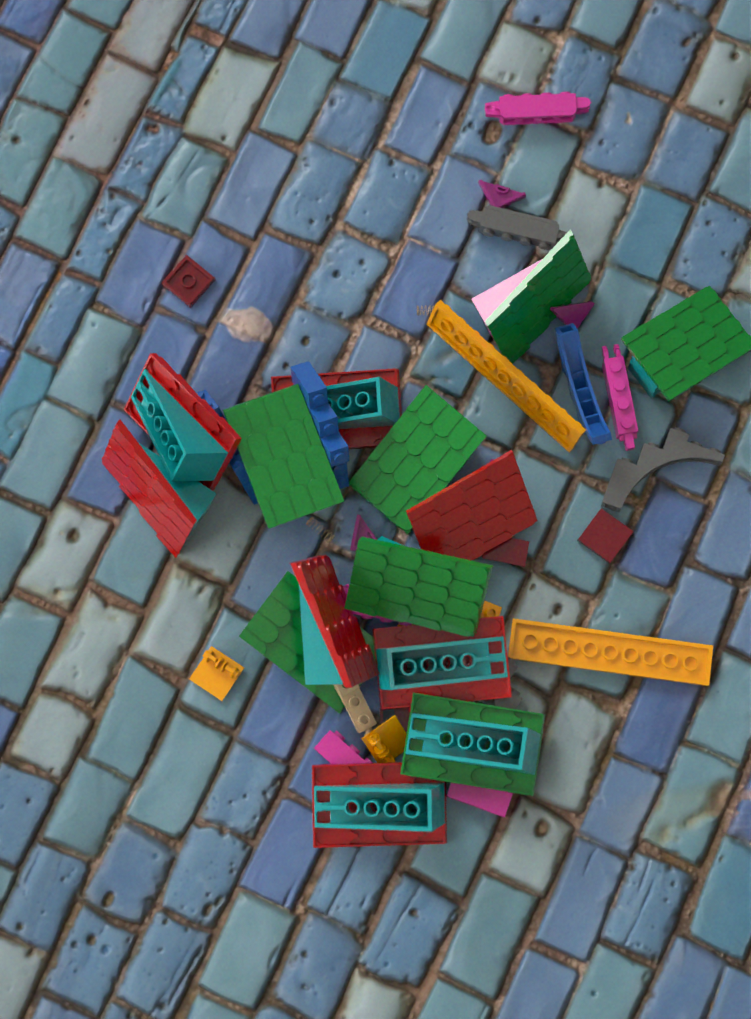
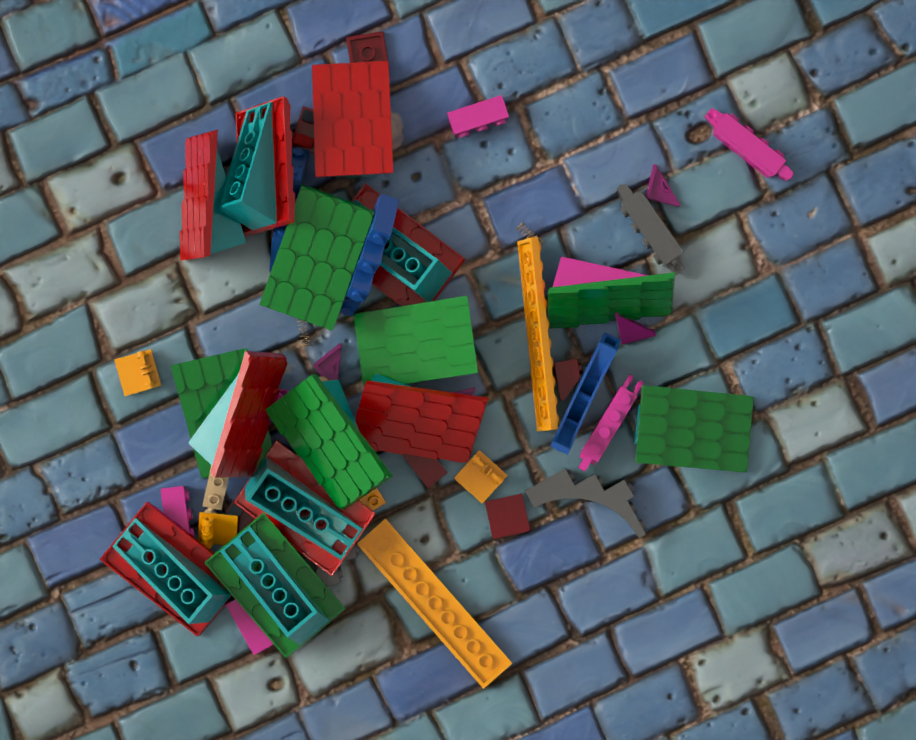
camera: 35 degrees right, 10 degrees up
(192, 372) = (304, 131): none -> piece
(221, 335) = (352, 119): none -> red piece
(314, 255) = (478, 116): none -> dark pink brick
(556, 386) = (567, 376): none -> dark red slope
(558, 523) = (480, 476): none -> light orange hinge

